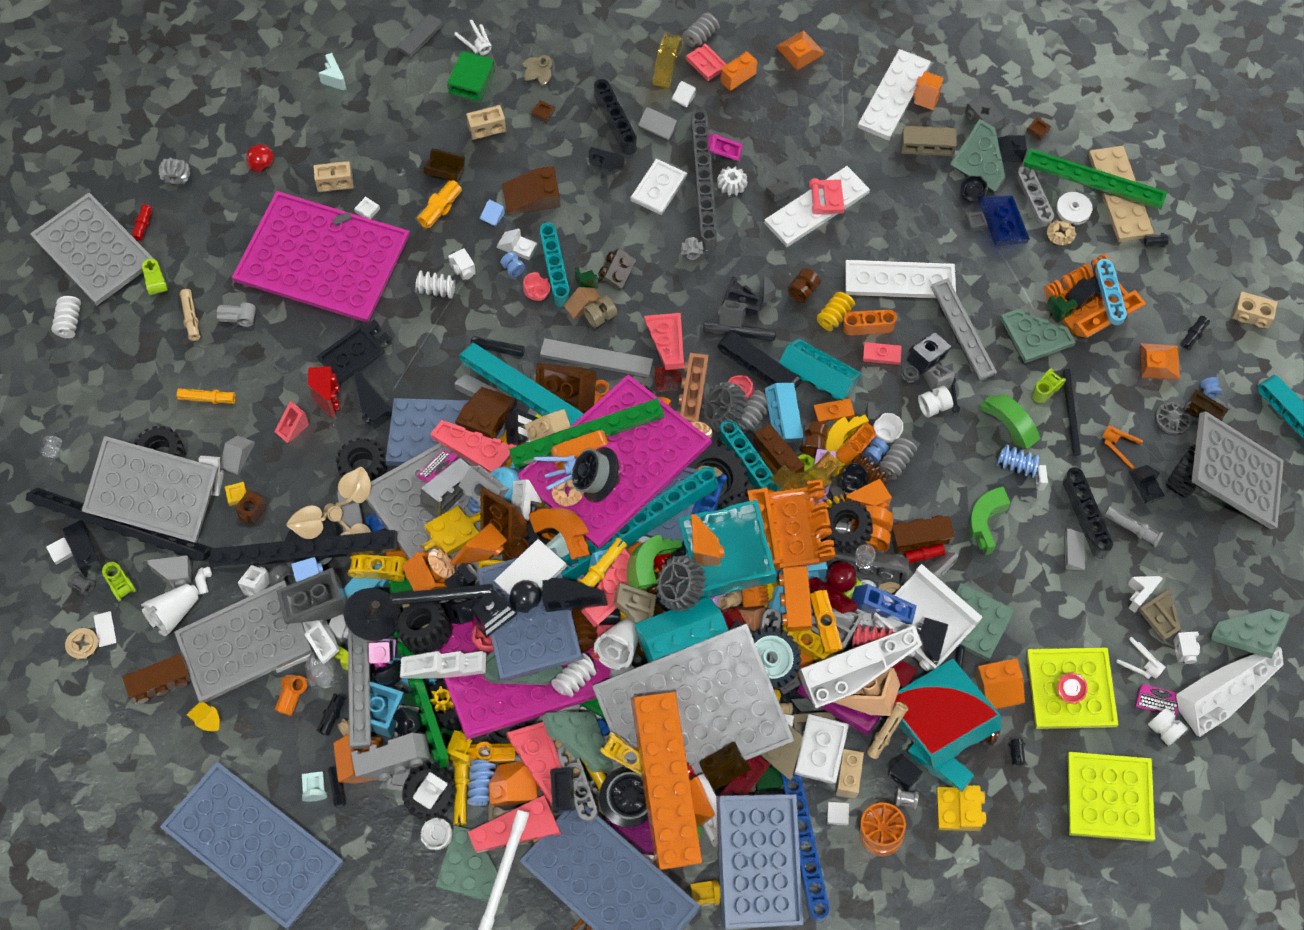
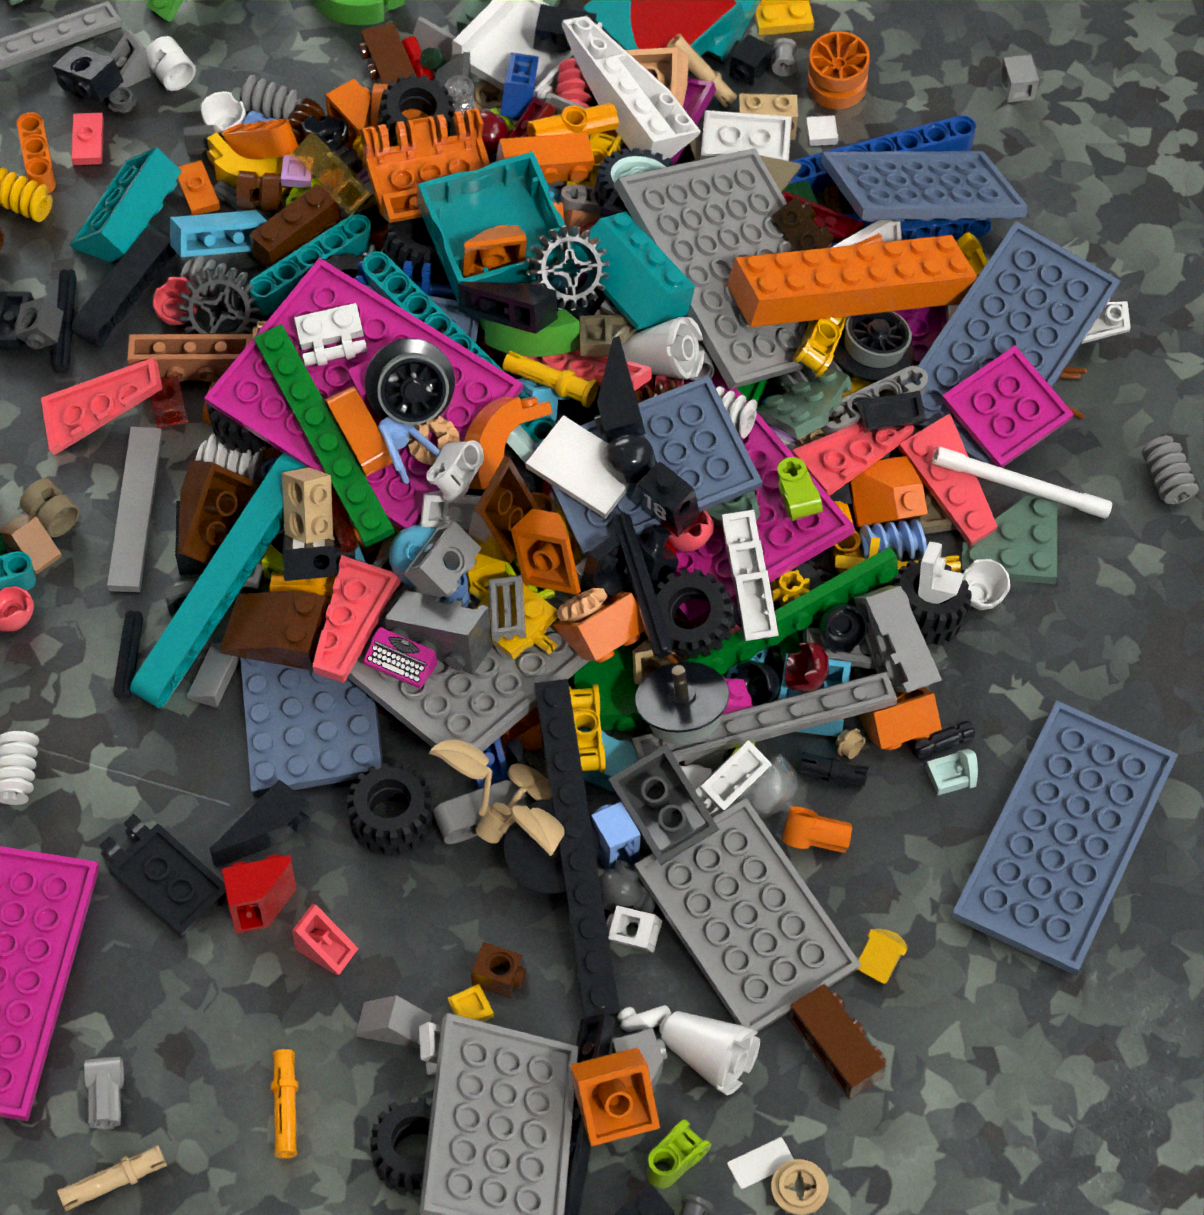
camera: 100 degrees left, 5 degrees down
(149, 546) = (615, 1096): none -> orange slope
(381, 696) = (807, 669): none -> dark red hair
(450, 525) = (509, 630): none -> light grey tile
(494, 705) = (797, 489): none -> lime piece
(535, 493) = (456, 468): none -> white piece
(556, 871) = (1007, 407): none -> dark pink plate
(656, 548) = (510, 304): none -> black slope
(657, 437) = (327, 328): none -> white plate
(919, 558) = (432, 59): none -> clear green pin

